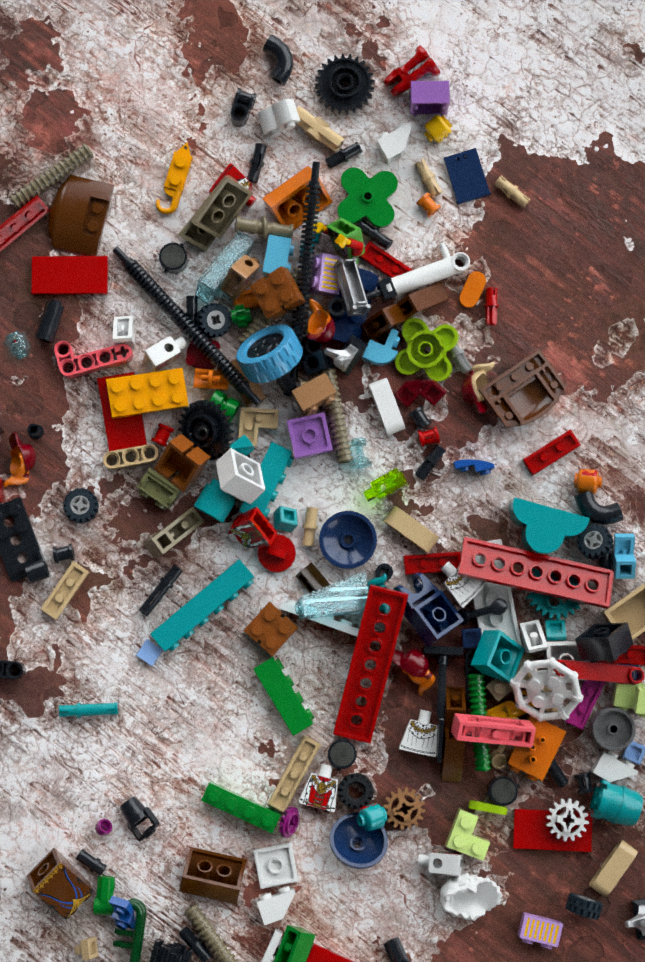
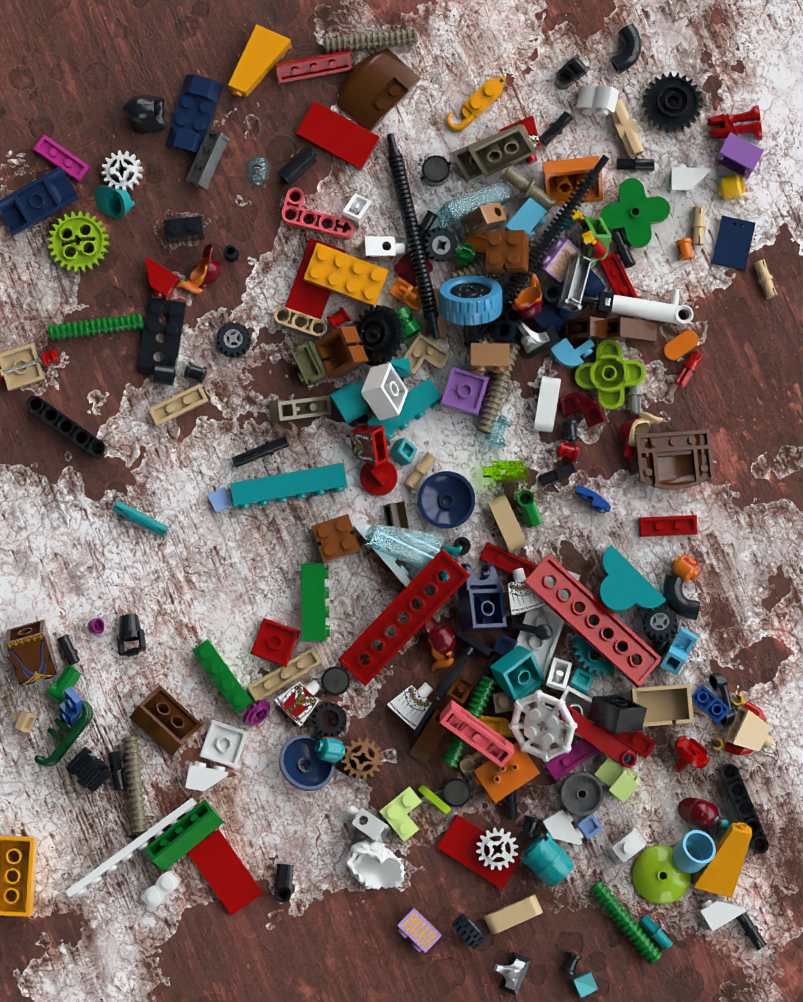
camera: 35 degrees right, 0 degrees up
(269, 750) = (275, 642): none -> red tile
(425, 507) = (529, 511): none -> green piece

